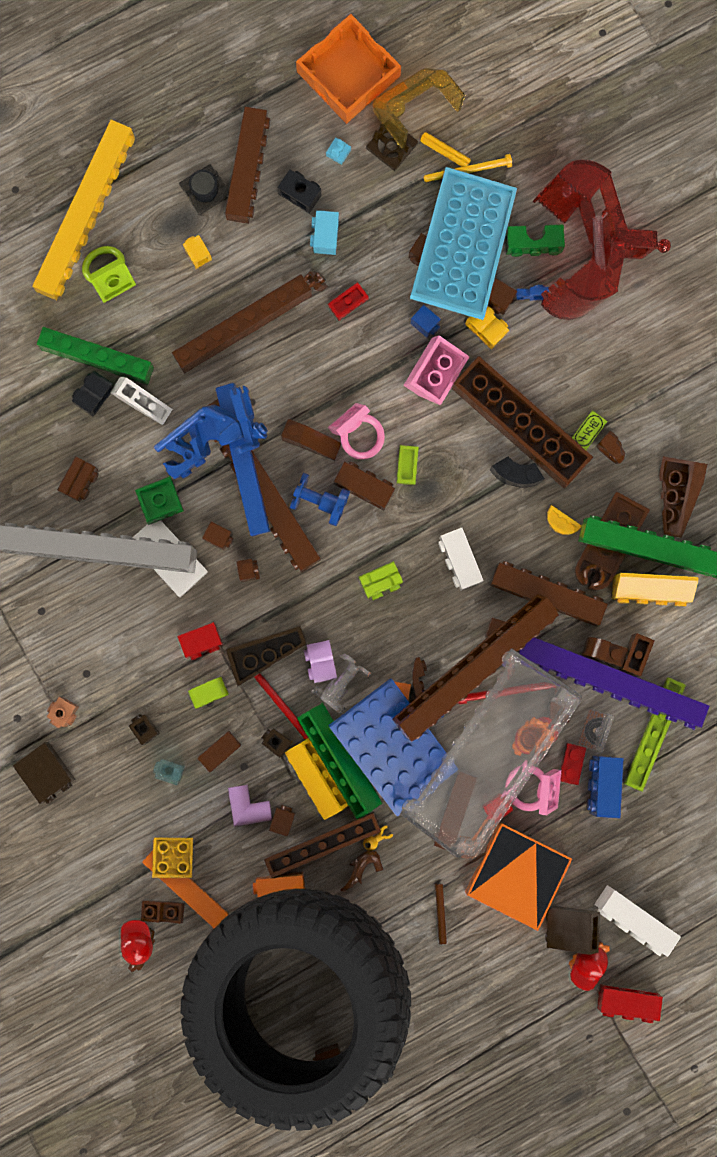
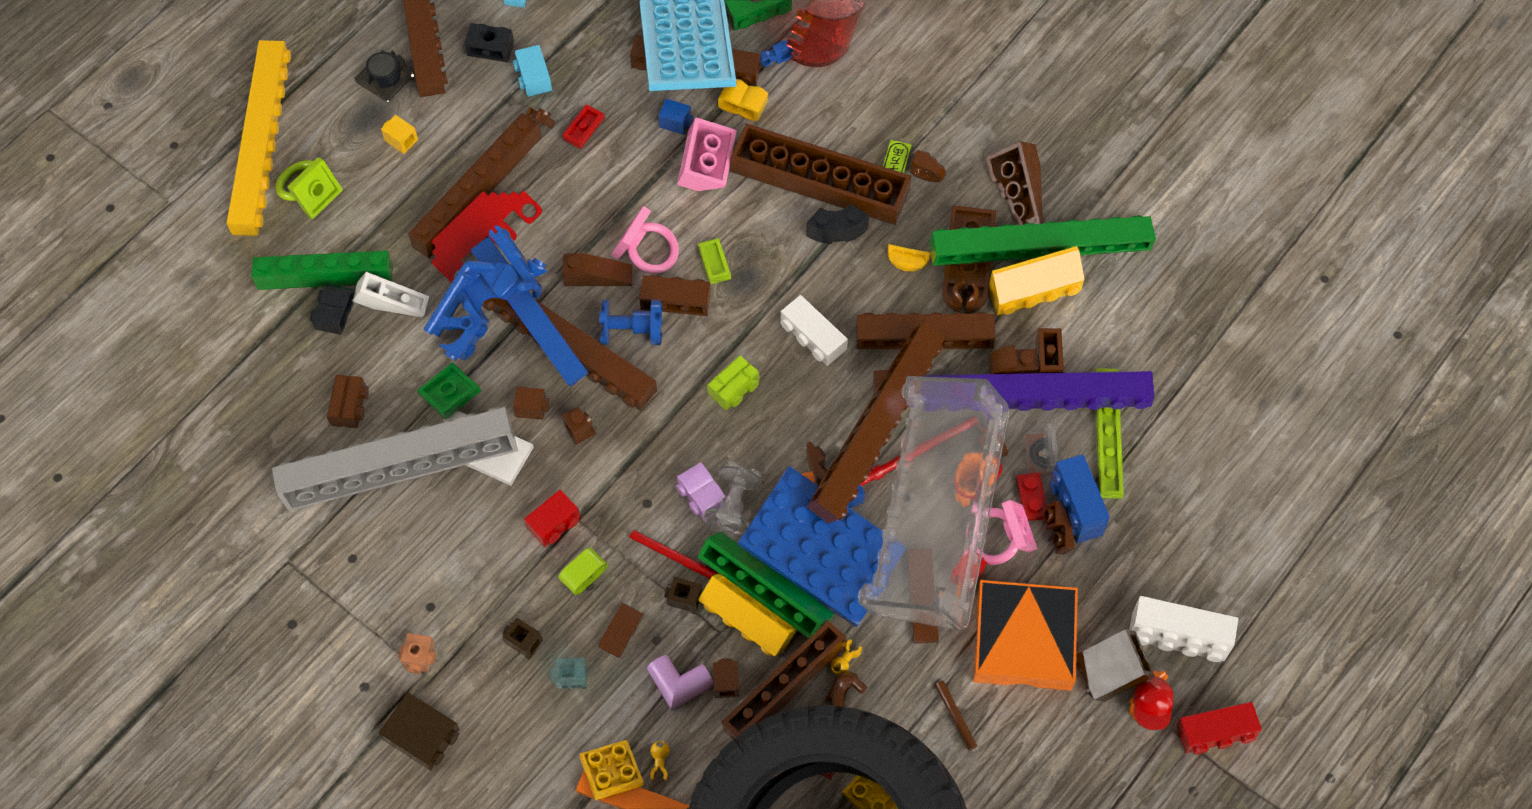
camera: 15 degrees left, 20 degrees down
(212, 859) = (659, 755): none -> yellow arm
(230, 360) = (474, 225): none -> red piece
(259, 654) = (631, 502): dark brown wedge -> none
(582, 794) = (1058, 521): none -> reddish brown slope

